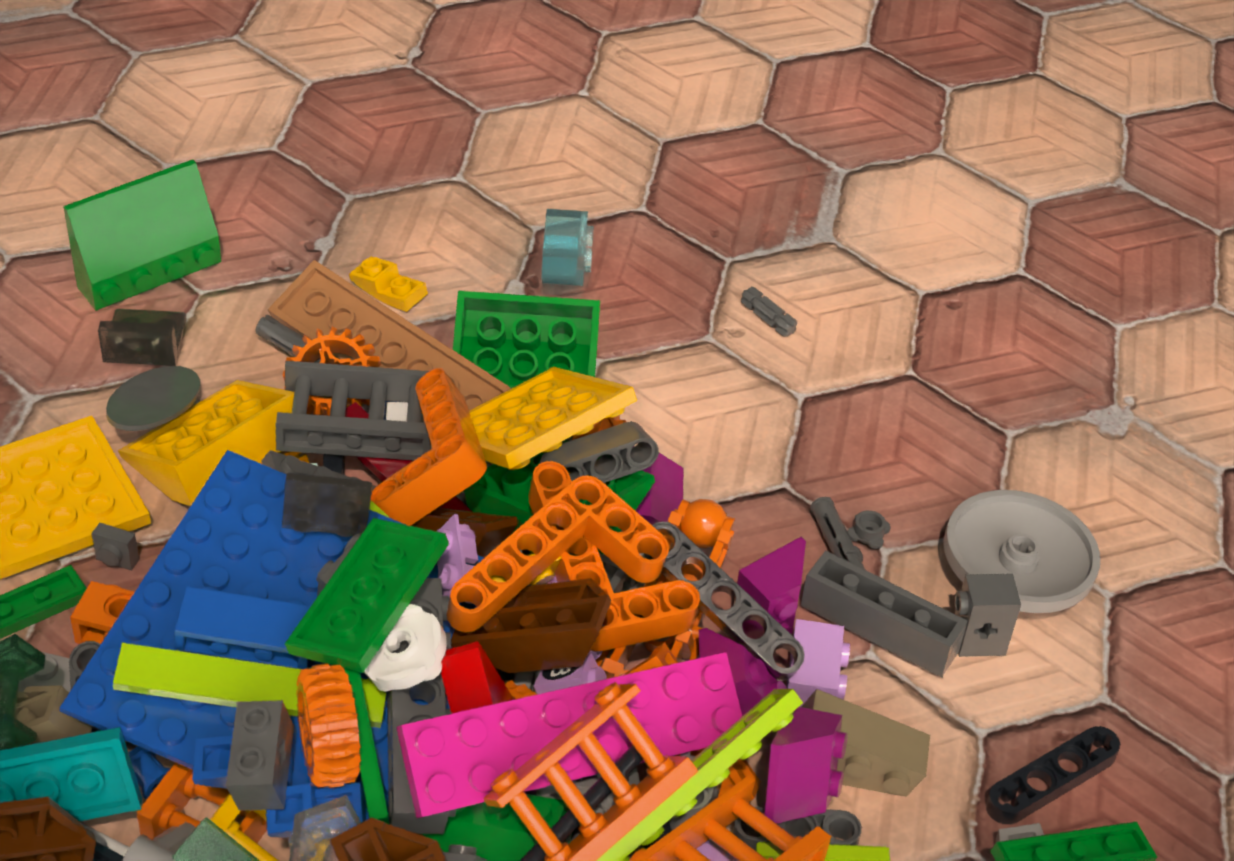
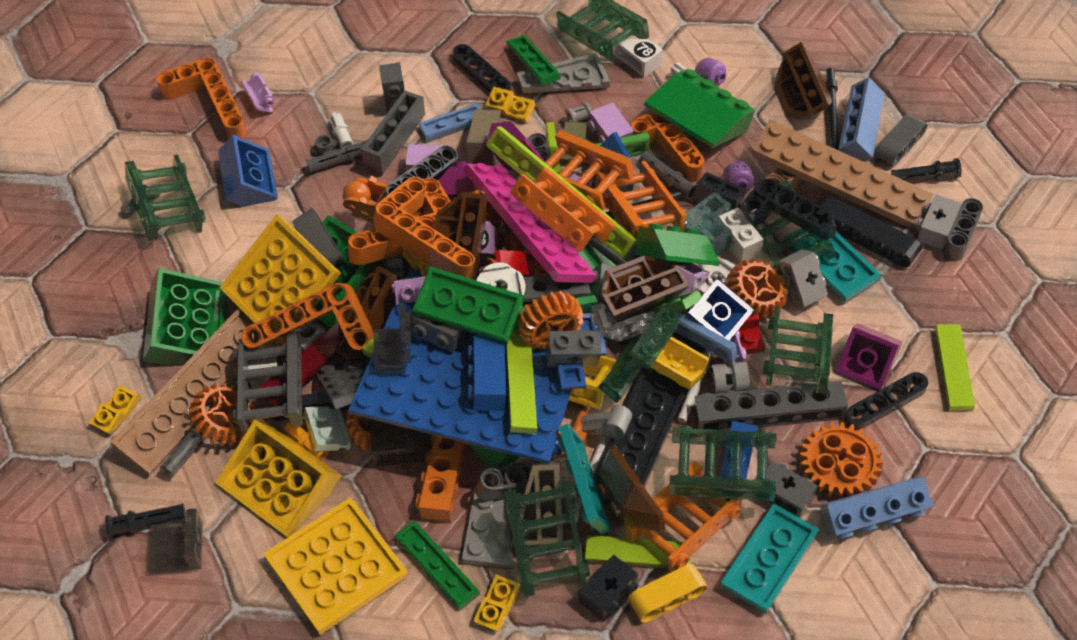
camera: 90 degrees left, 10 degrees up
(115, 546) = (380, 511): dark grey plate -> none
(141, 235) = (93, 554): slope -> none
(153, 398) = (245, 518): dark grey shield -> none
(197, 296) = (132, 521): none -> black pin
(565, 248) = (98, 297): clear light blue brick -> none
(764, 295) = (146, 208): none -> clear green fence
(775, 585) = (385, 164): magenta slope -> none
(809, 428) = (246, 172): none -> blue slope
(900, 552) = (340, 130): none -> white axle
(917, 708) = (448, 123): none -> medium blue tile
(958, 809) = (510, 105): none -> yellow slope
(985, 446) = (258, 93): none -> lavender hinge
(1018, 388) = (200, 75): none -> orange beam
(1028, 537) = (341, 76): light grey dish -> none

